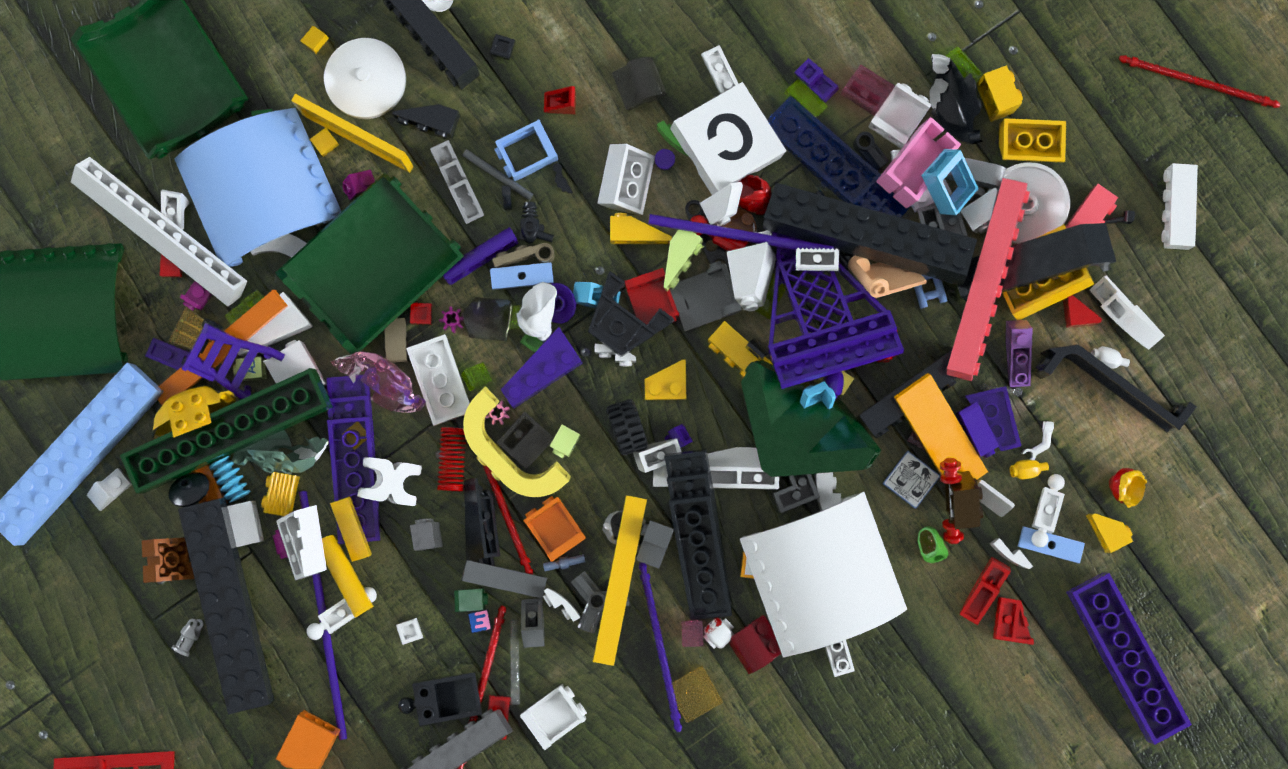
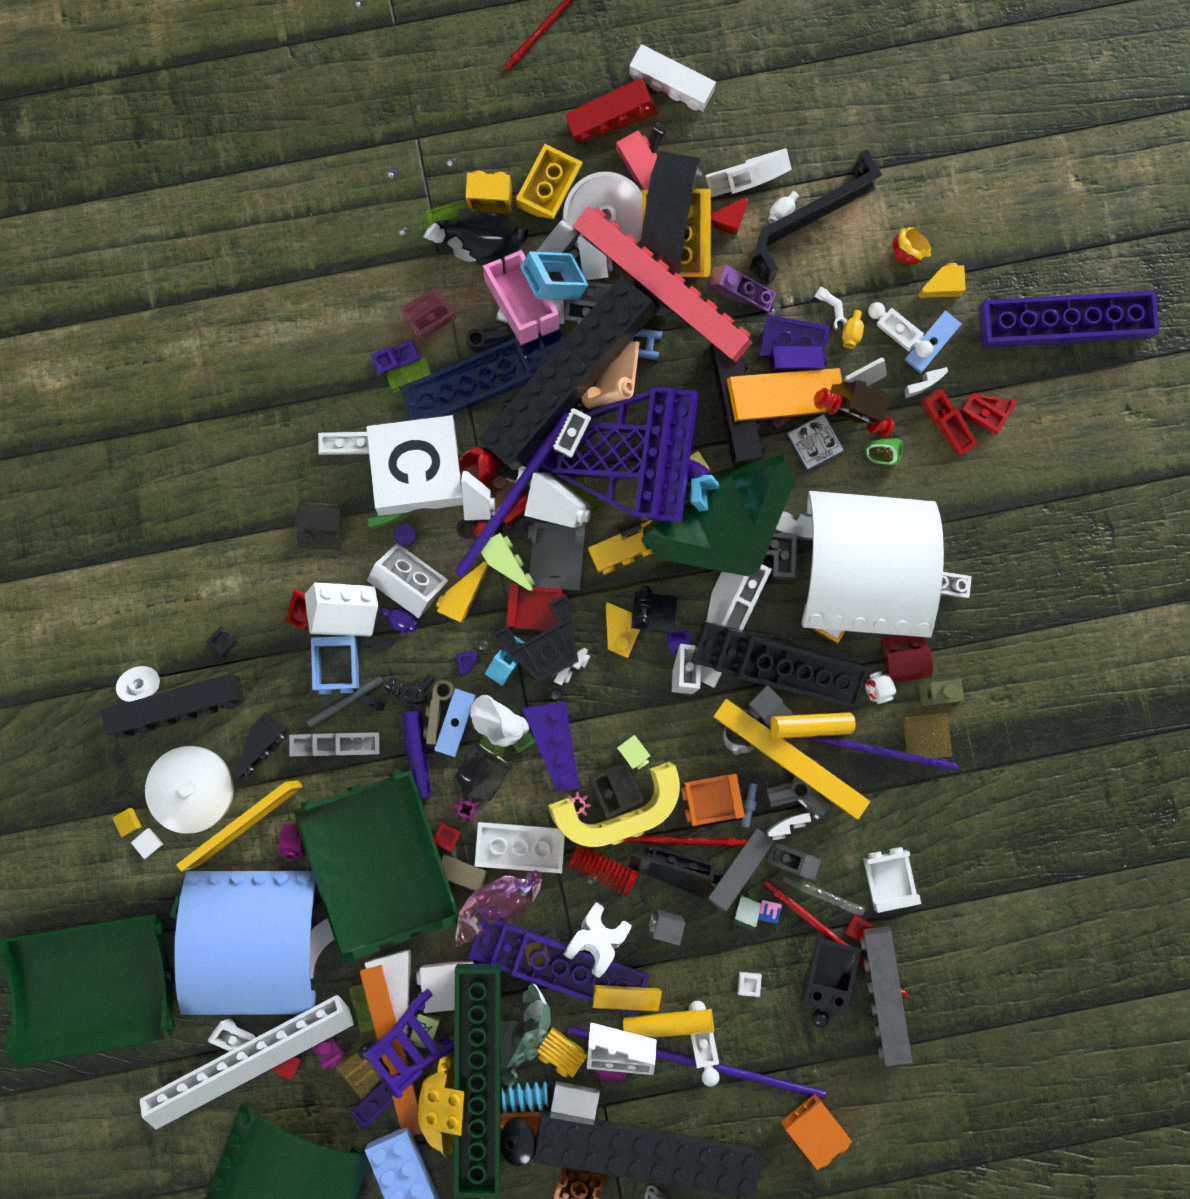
camera: 65 degrees left, 0 degrees up
(304, 64) = (147, 843): none -> white tile
(324, 142) = (233, 857): yellow tile -> none
(476, 376) = (532, 810): clear neon green slope -> none
(566, 310) = (509, 694): dark purple dish -> none
(574, 133) = (341, 609): none -> white slope
(579, 262) = (466, 661): none -> dark purple tile
(589, 188) = (400, 619): none -> dark purple plant
(627, 427) = (648, 686): black tyre -> none
(657, 585) = (812, 725): none -> yellow brick
(692, 633) = (870, 712): clear pink panel -> none
(695, 403) = (653, 611): none -> black hinge
(739, 689) = (941, 692): none -> olive torso
(900, 115) = (466, 294): white panel -> none
(1125, 167) = (612, 111): none -> red wedge

